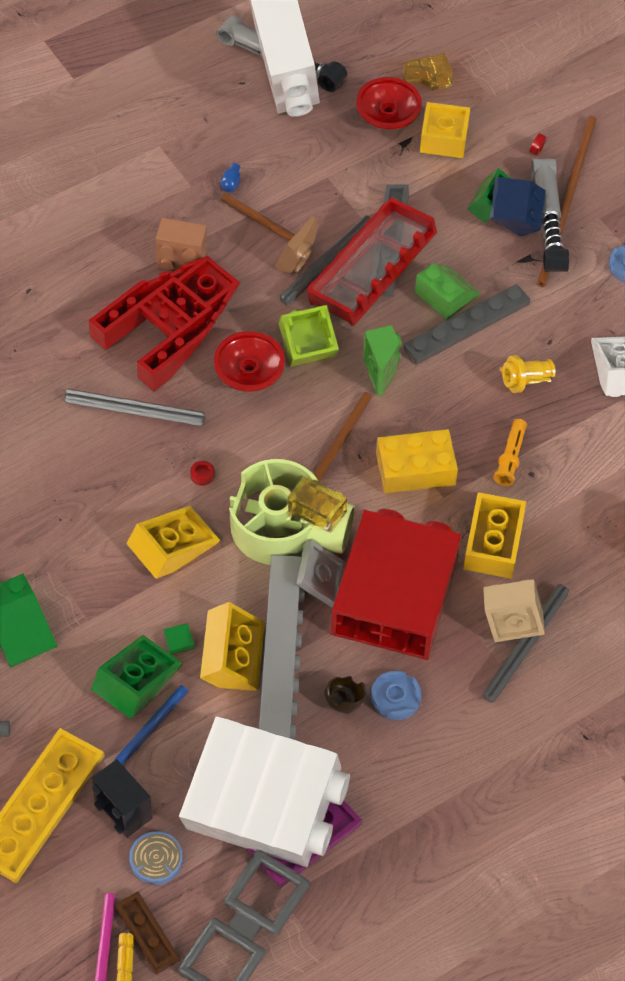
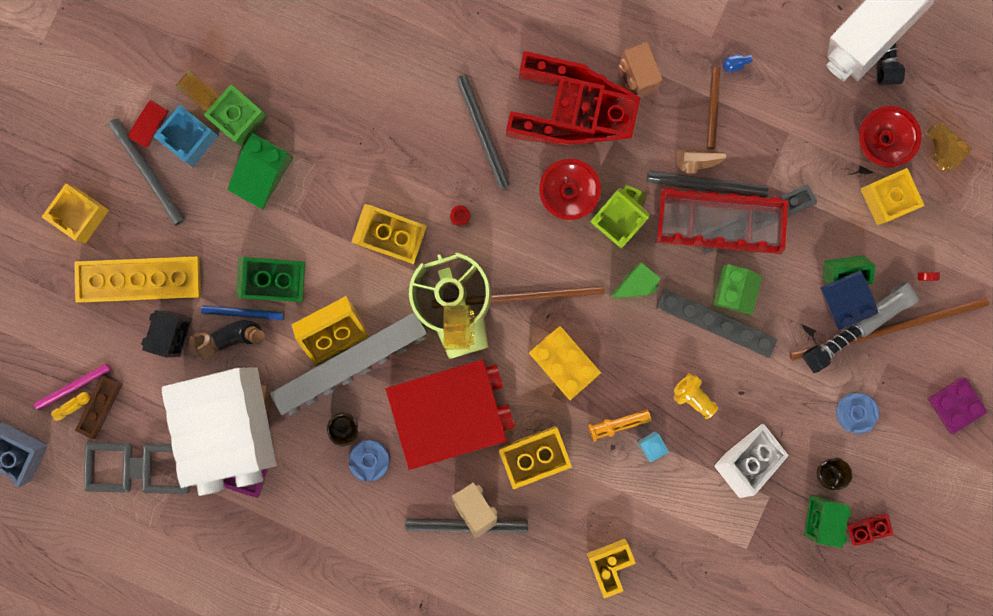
camera: 60 degrees right, 30 degrees up
(156, 858) = (149, 378): tile -> none
(168, 742) = (232, 334): none -> piece
(179, 639) = (318, 288): green tile -> none
(320, 572) = (424, 355): light grey plate -> none
(553, 434) = (653, 446): none -> medium azure brick

